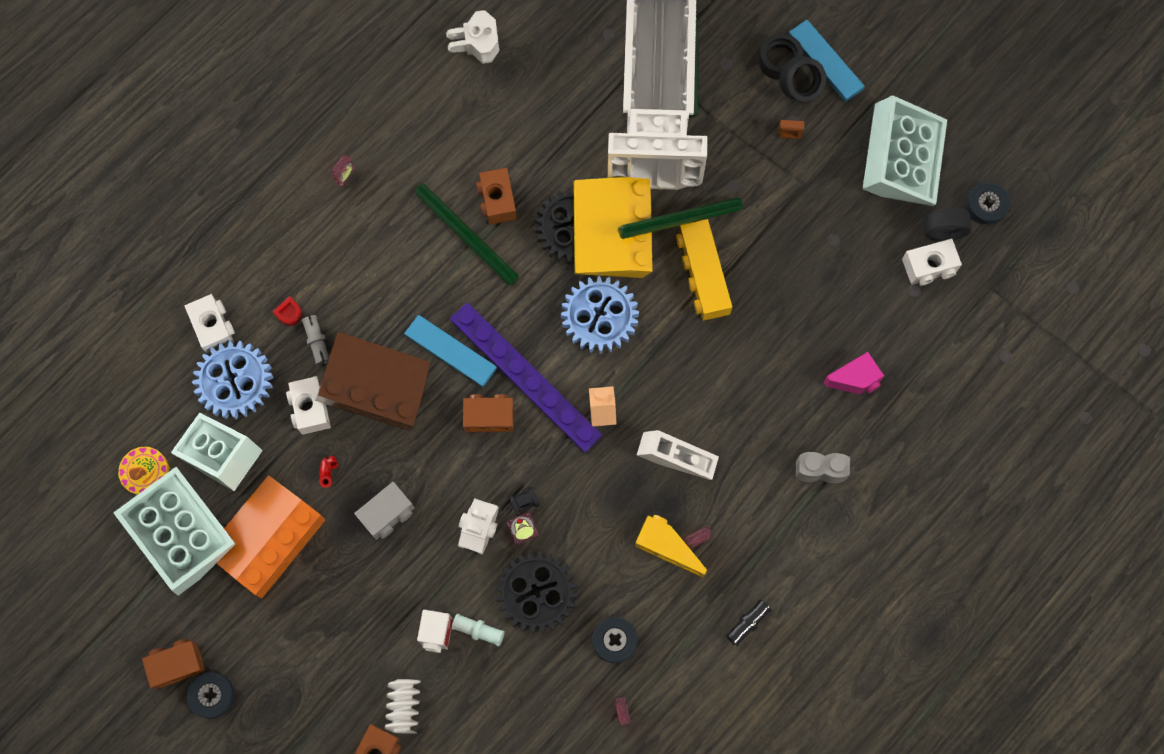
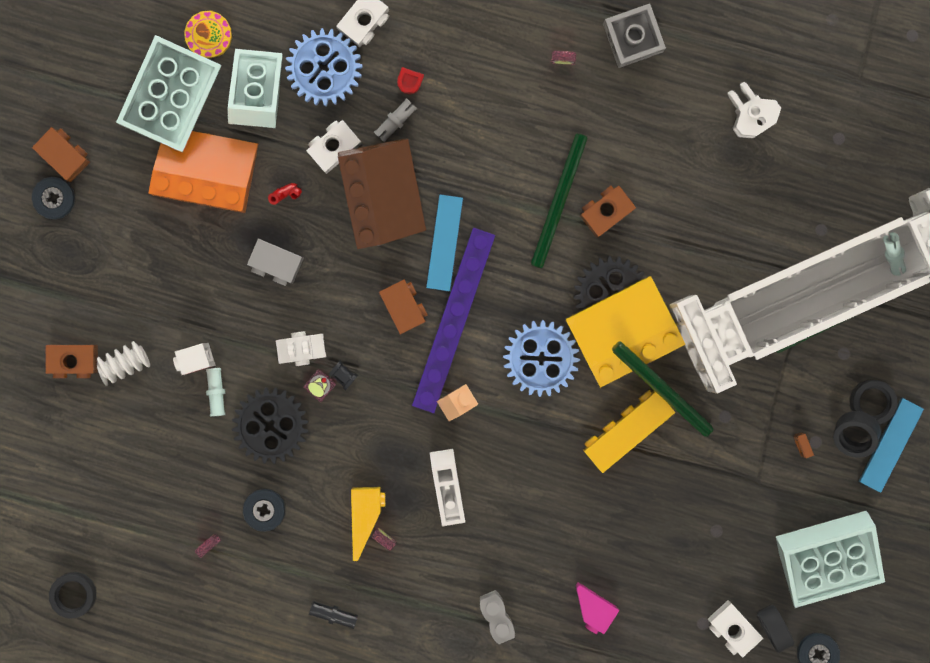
camera: 60 degrees right, 15 degrees up
(356, 101) = (634, 35): none -> light grey brick

